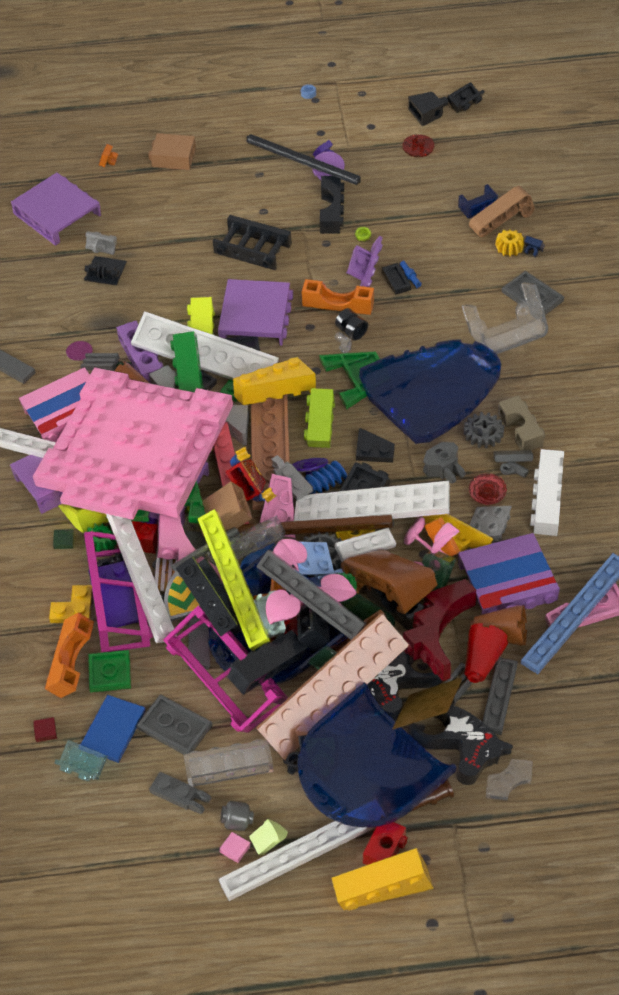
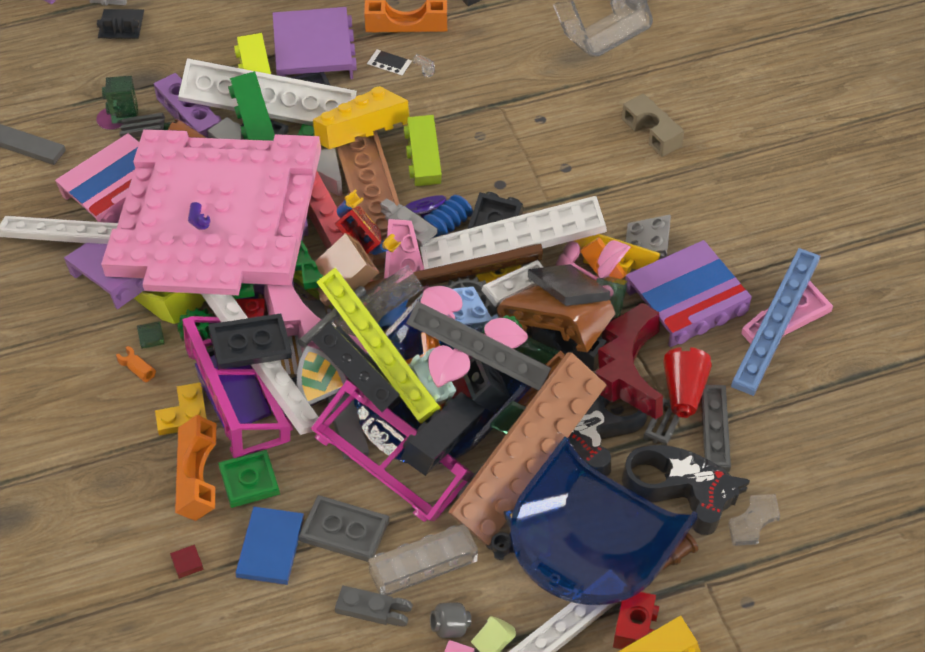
camera: 15 degrees left, 0 degrees up
(46, 562) = (137, 365): none -> orange bar
(82, 761) = (243, 589): clear light blue bracket -> none
(86, 336) = (120, 98): none -> clear green brick
(114, 450) = (196, 218): none -> dark purple arm
(132, 559) = (250, 341): none -> black plate
(315, 335) = (389, 62): none -> black sticker
(351, 324) = (429, 43): black wheel -> none
(351, 363) = (456, 91): green wing -> none
(374, 448) = (492, 176): black wing -> none
(403, 554) = (568, 285): none -> black tile
(427, 703) = (643, 448): pearl gold sticker -> none
(431, 387) = (541, 99): clear blue windscreen -> none
(443, 463) = (579, 180): dark grey hinge -> none
(483, 430) = (613, 137): dark grey gear -> none
(487, 483) = (636, 200): clear red dish -> none
(509, 620) = (706, 338): dark orange cone -> none
(513, 456) = (654, 160): dark grey tile -> none
(513, 468) = (656, 174): dark grey arm -> none
(547, 493) = (706, 194): white wedge -> none

